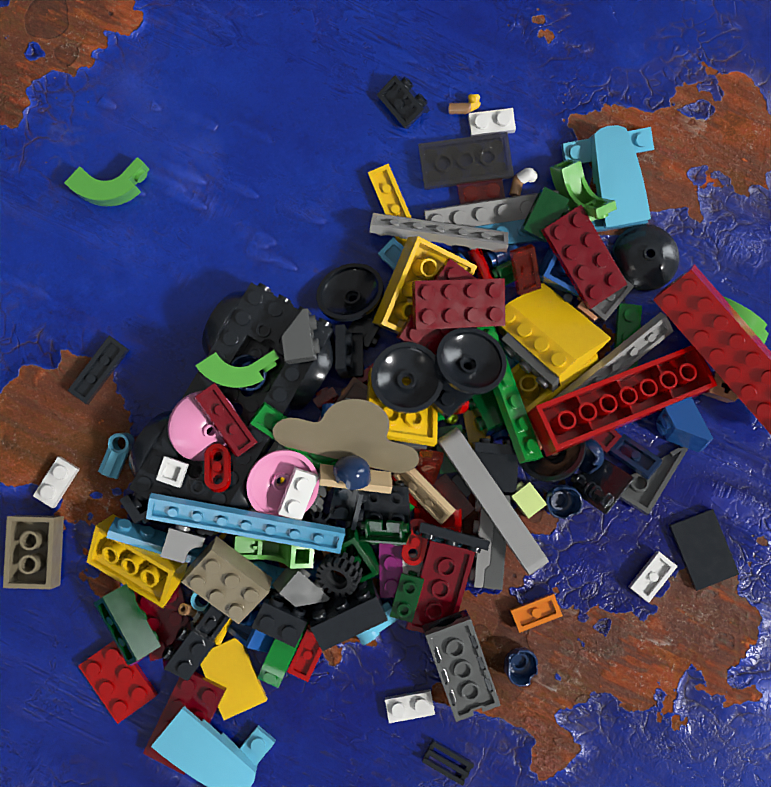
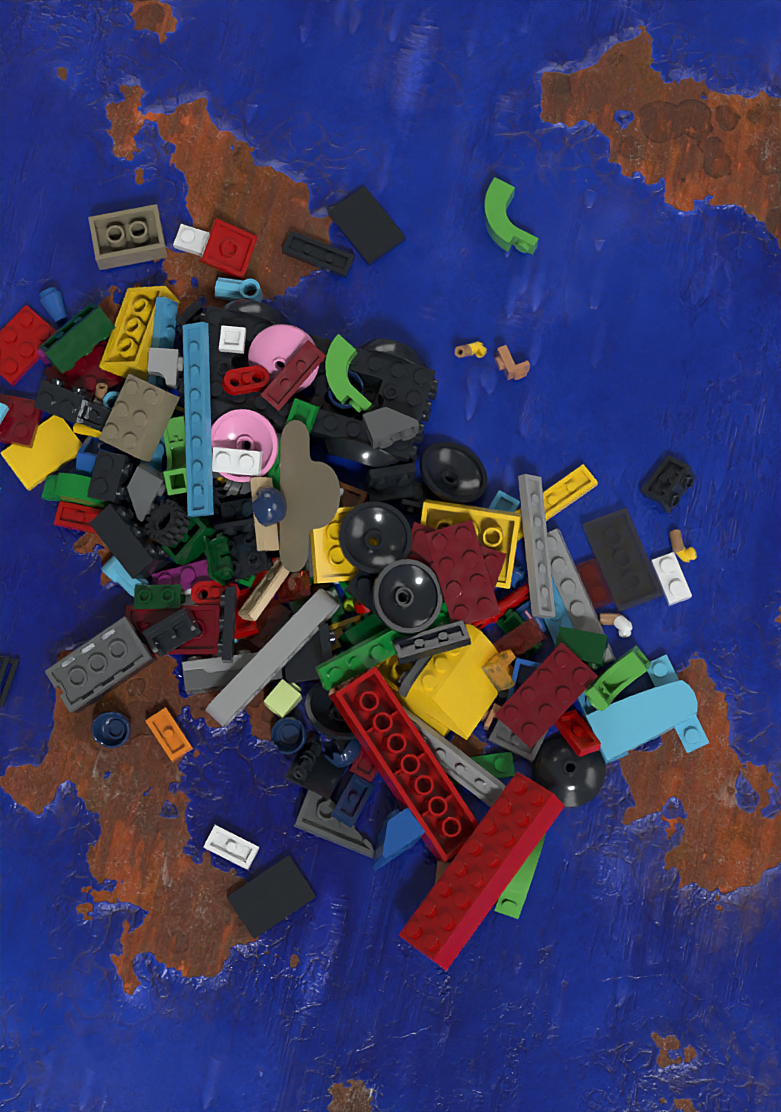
camera: 80 degrees right, 10 degrees down
(71, 455) = (228, 249): none -> red tile
(80, 317) = (366, 226): none -> black tile
(83, 638) = (53, 304): none -> blue cone
(230, 252) = (470, 349): none -> arm
(253, 218) = (505, 362): none -> nougat bracket
(325, 396) = (341, 469): plate -> none
(409, 706) = (48, 630): white plate -> none
(446, 590) = (172, 632): none -> black hinge
(518, 348) = (431, 642): none -> black plate
(547, 295) = (497, 670): none -> clear yellow panel
(623, 238) = (577, 733): none -> red plate

